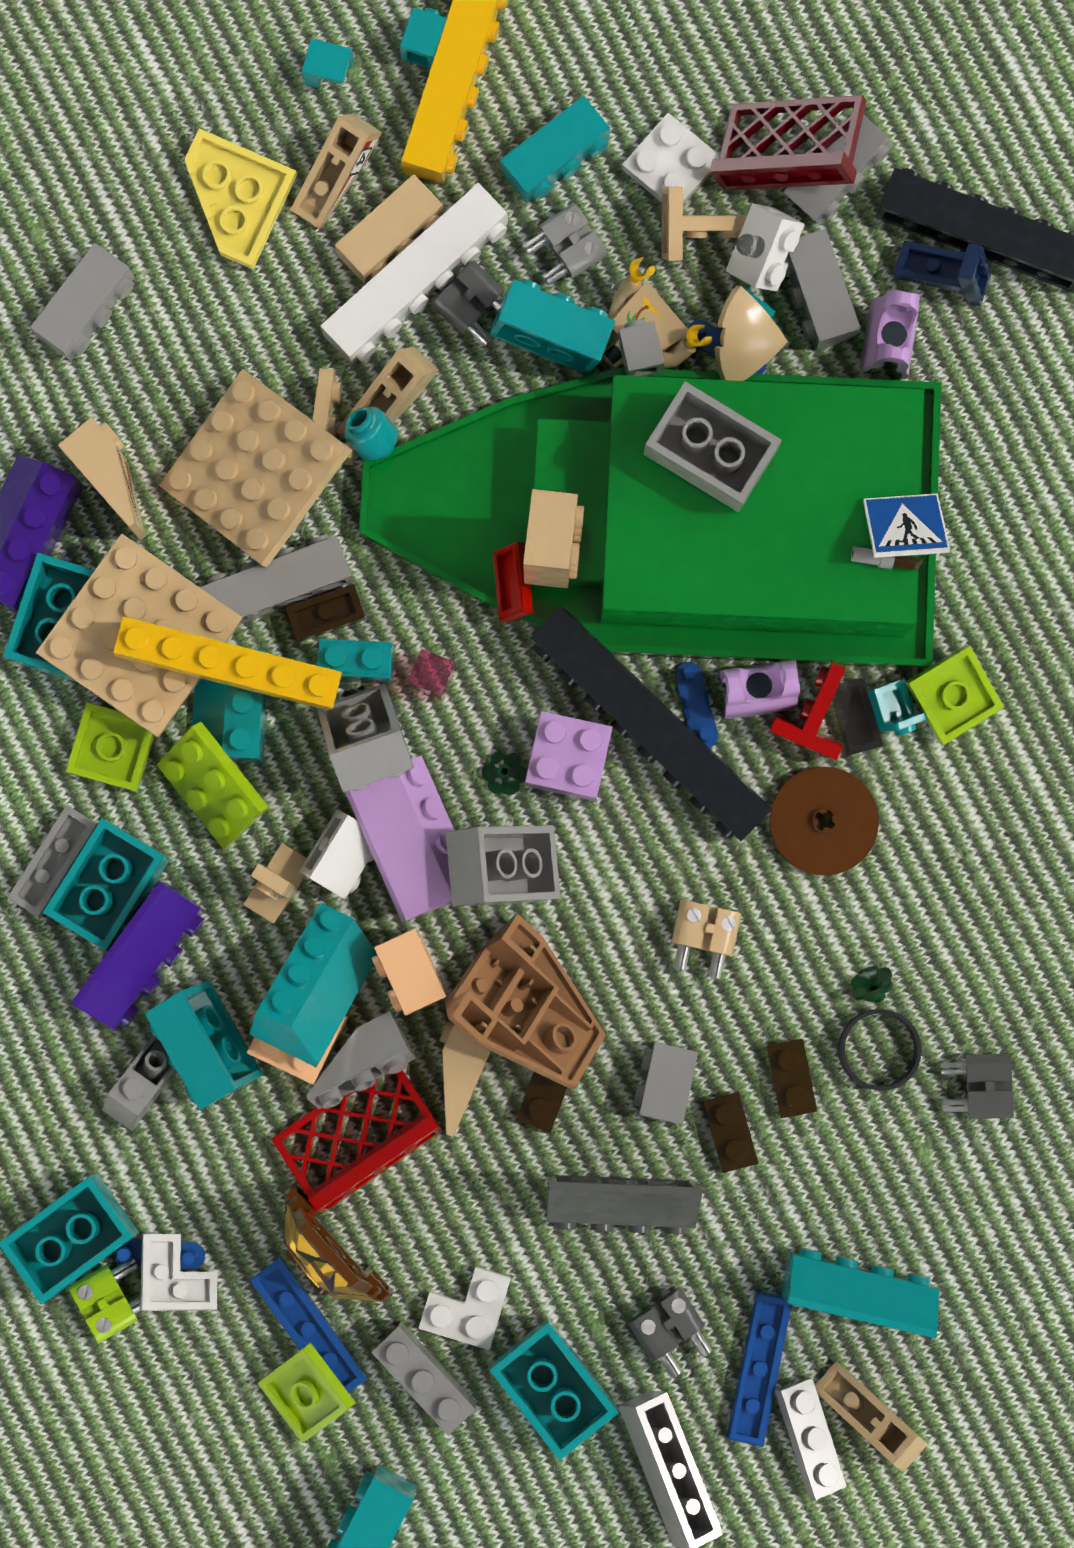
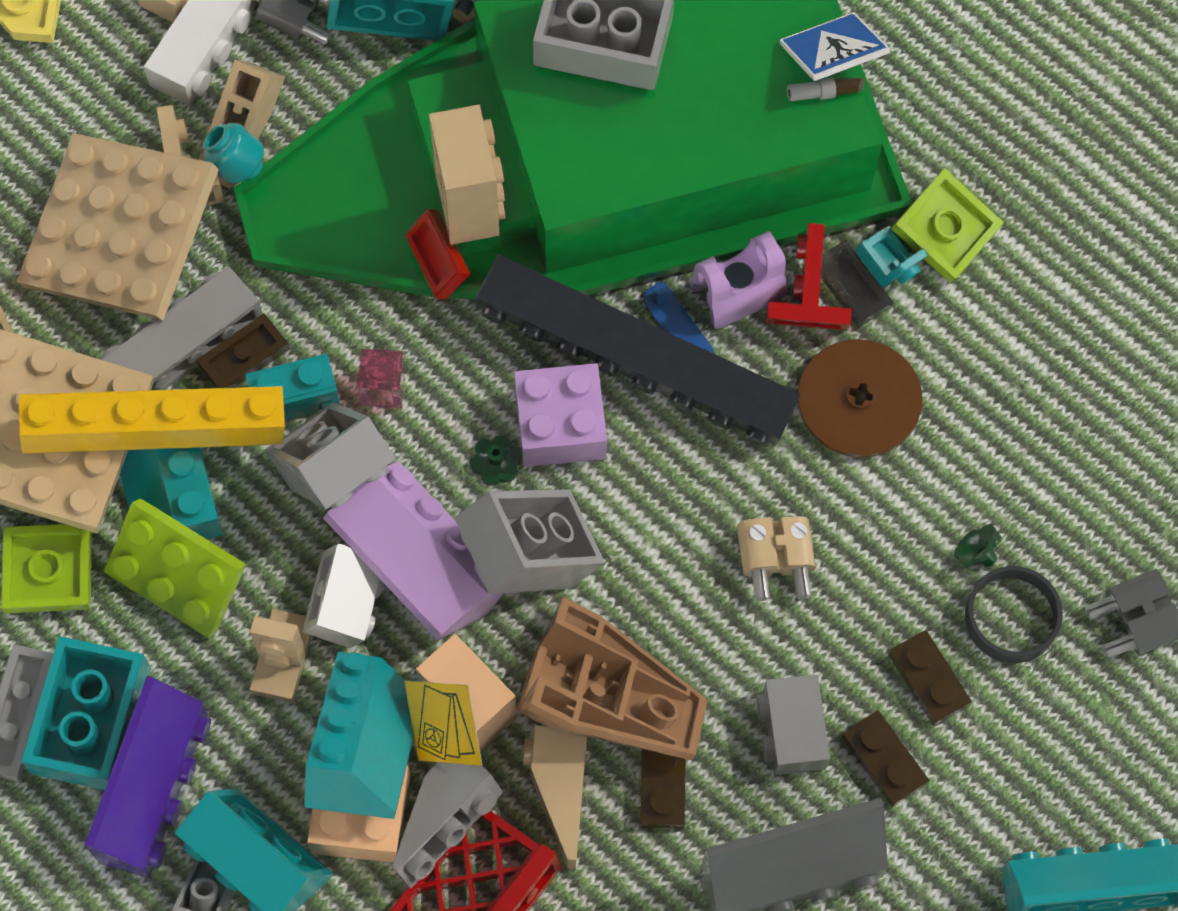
camera: 20 degrees left, 15 degrees down
(382, 996) = (443, 722): none -> yellow sticker

